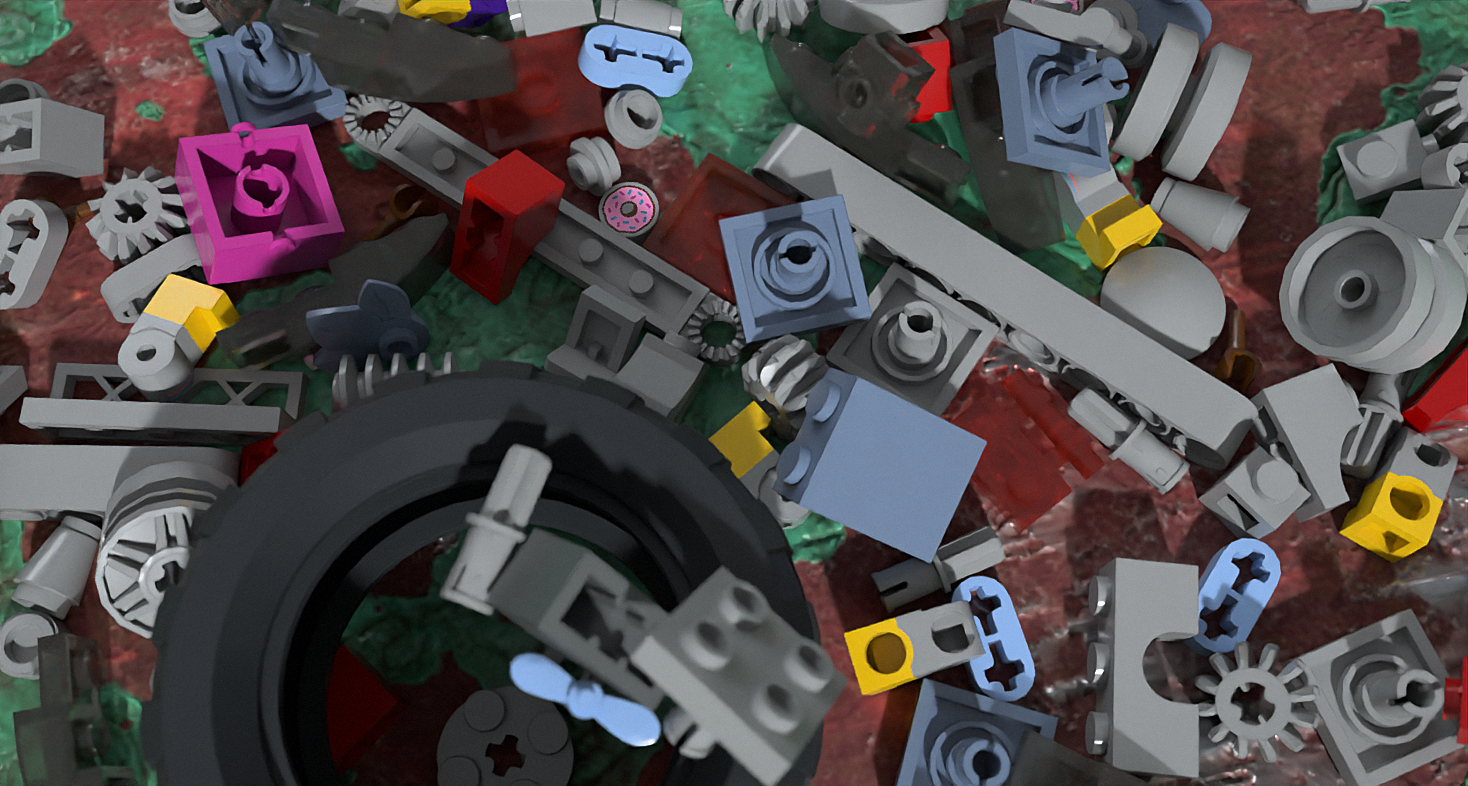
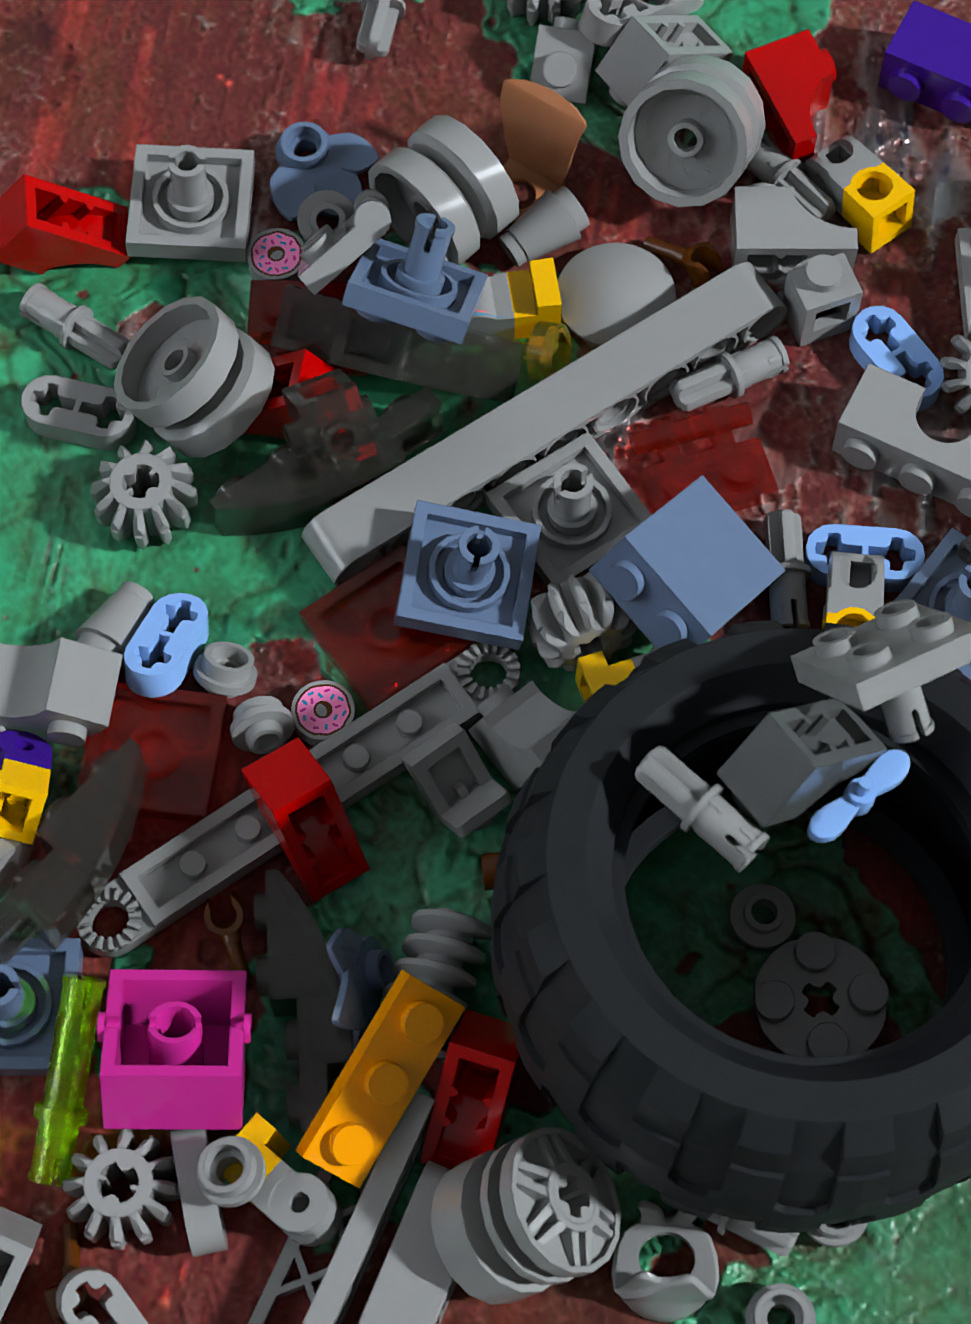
camera: 70 degrees left, 5 degrees down
(153, 284) = (218, 1158): none -> light grey plate
(260, 111) = (66, 1080): none -> clear neon green pin
(270, 374) = (380, 1079): none -> light orange plate
(1071, 261) = (547, 349): none -> clear yellow tile
(1291, 165) = (539, 135): none -> nougat piece

